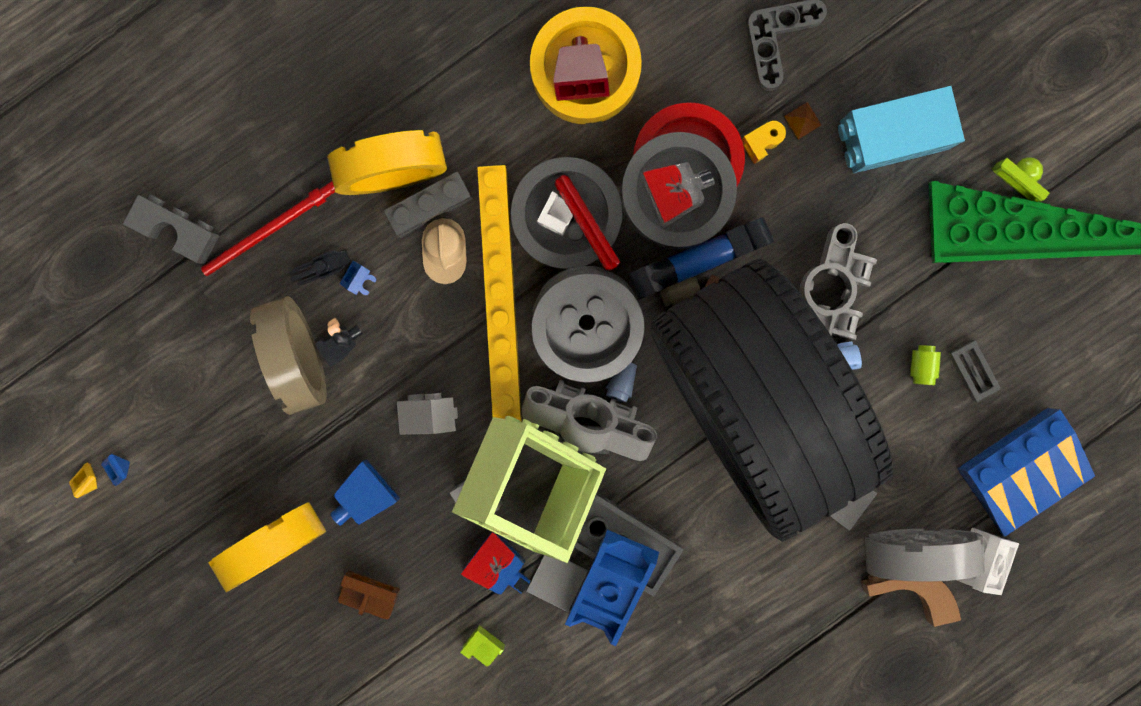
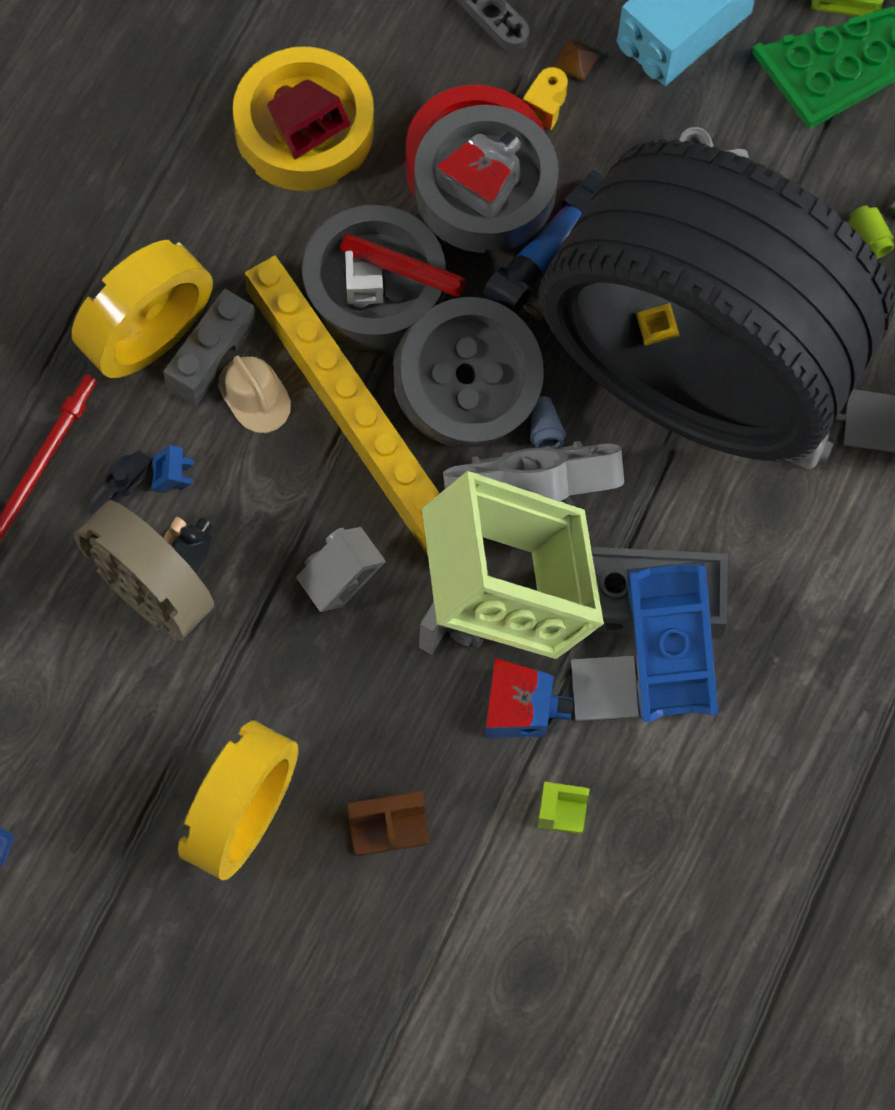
camera: 30 degrees left, 20 degrees down
(363, 495) = (317, 706): blue torso -> none

